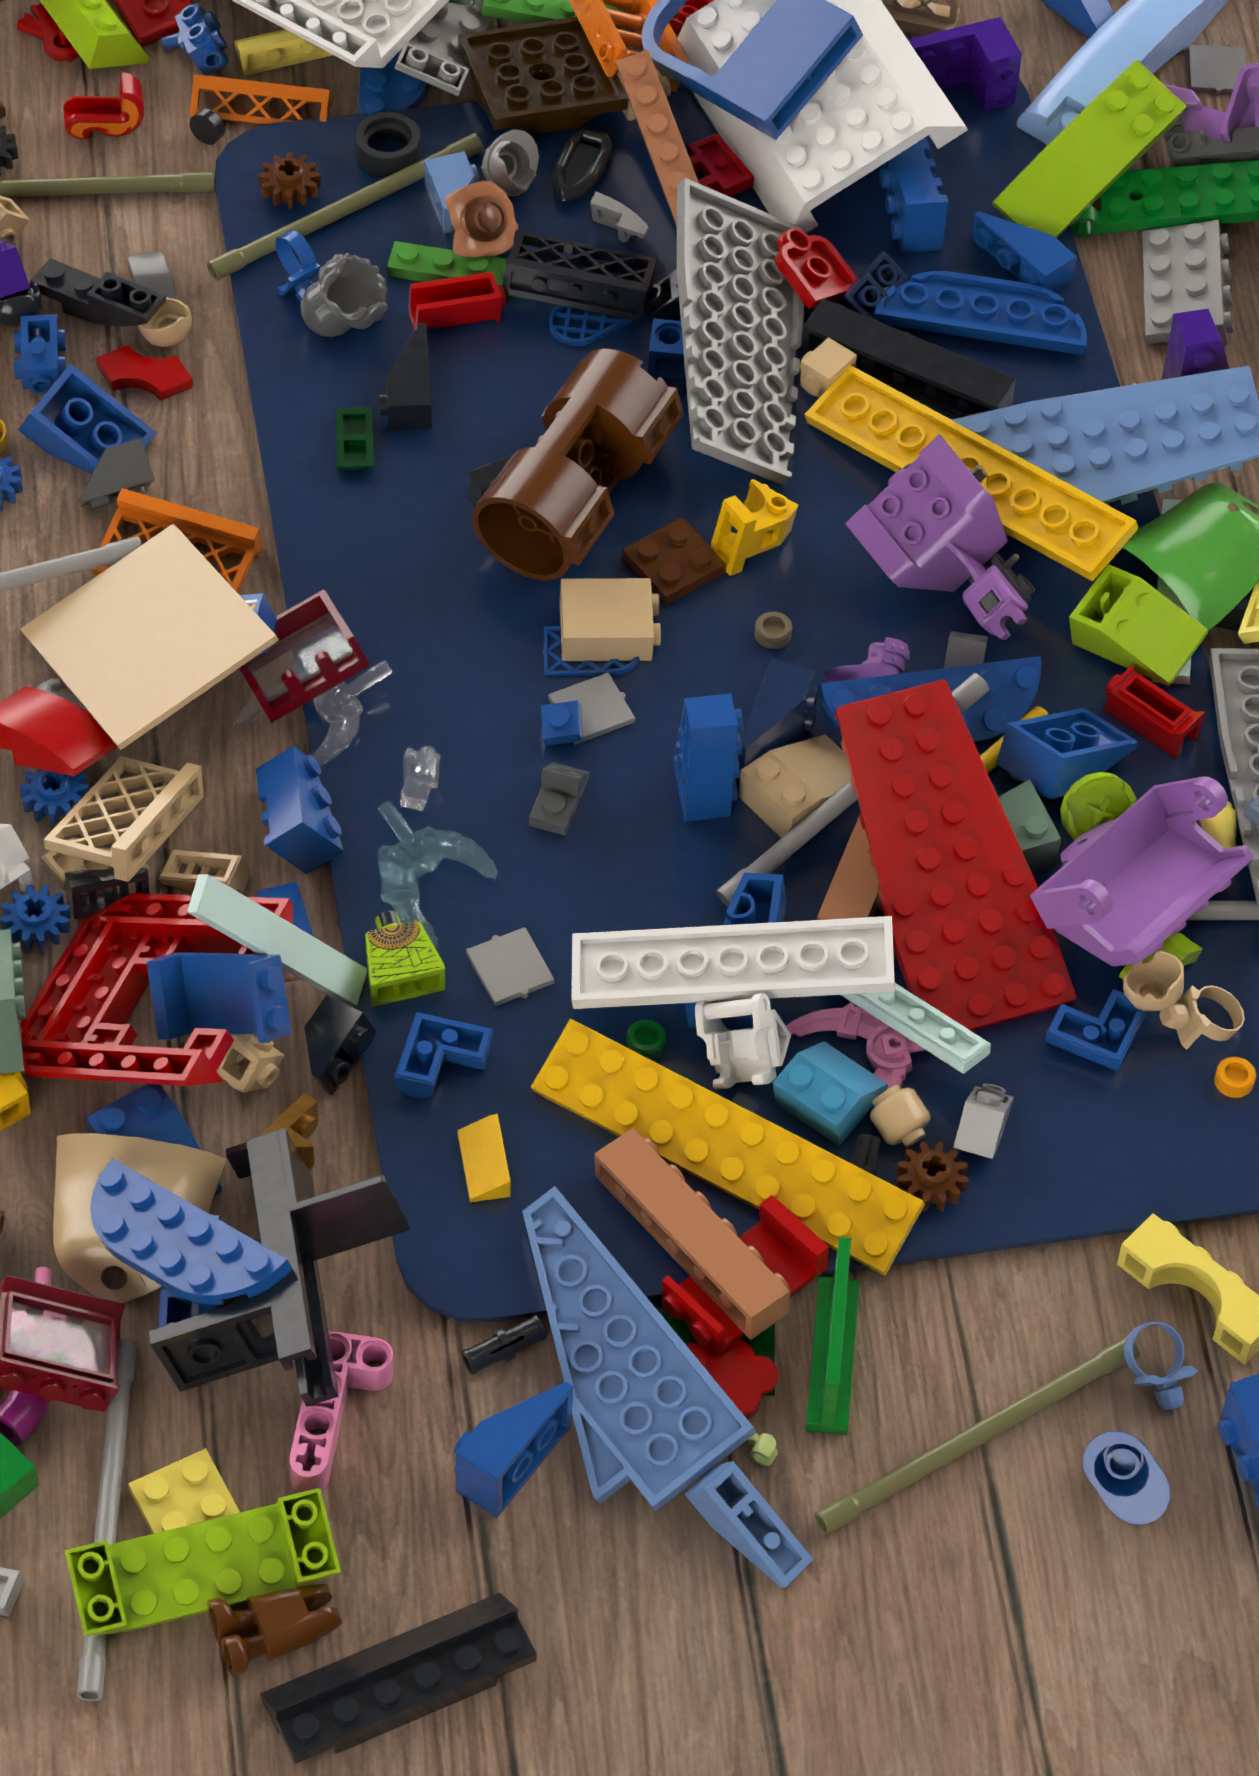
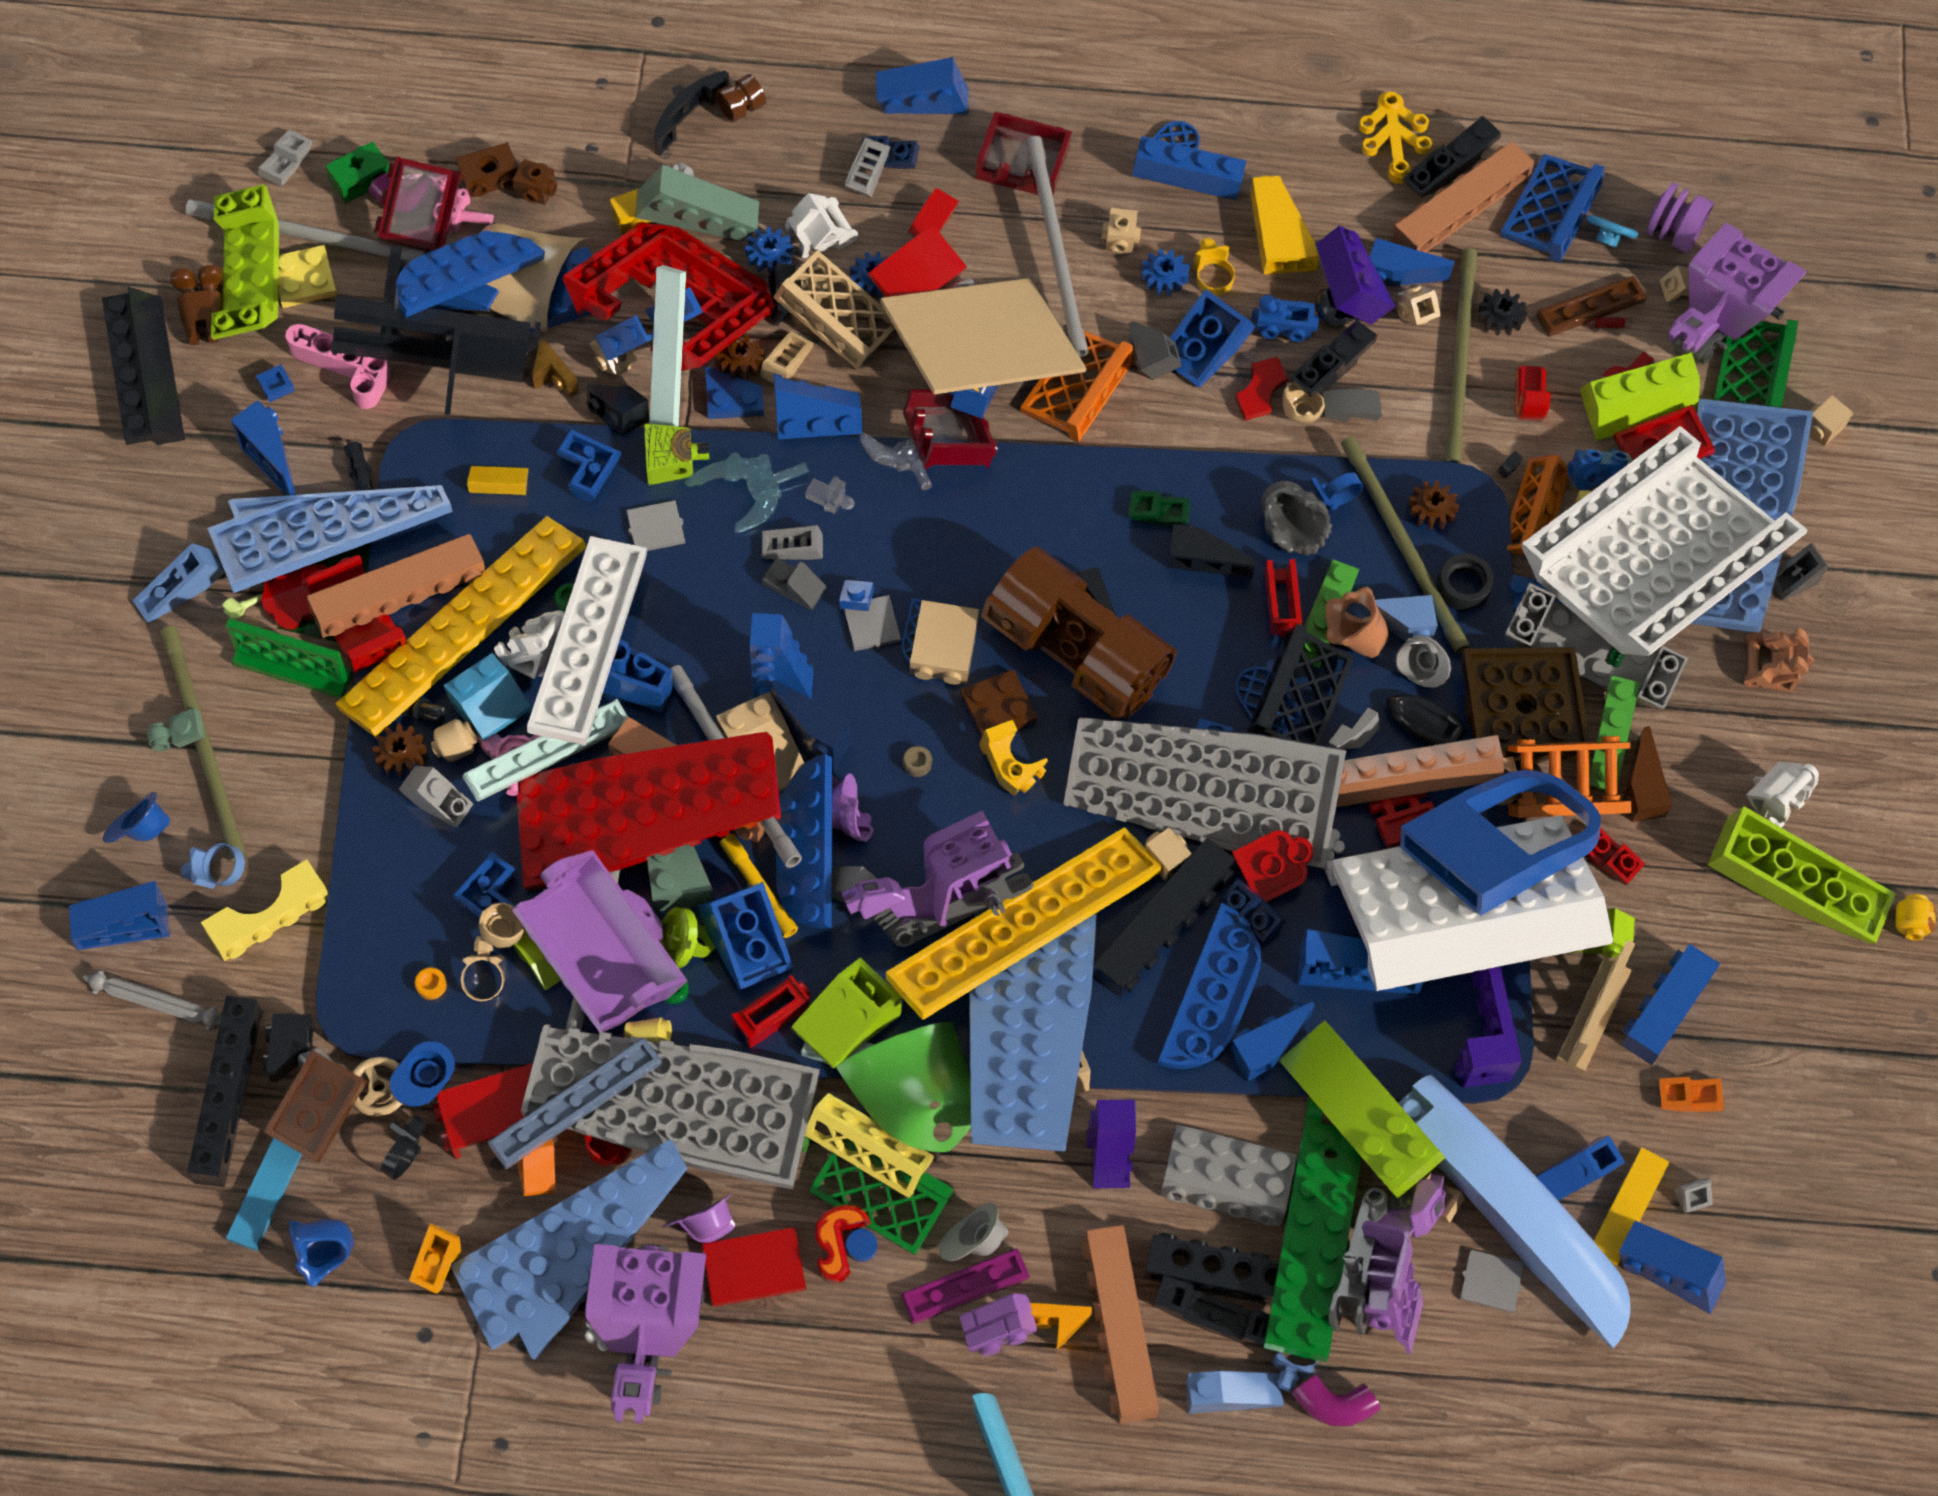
camera: 100 degrees right, 10 degrees up
(385, 1487) = (275, 383): none -> blue plate
(497, 779) = (803, 552): none -> light grey slope
(973, 1450) = (183, 730): none -> sand green plate

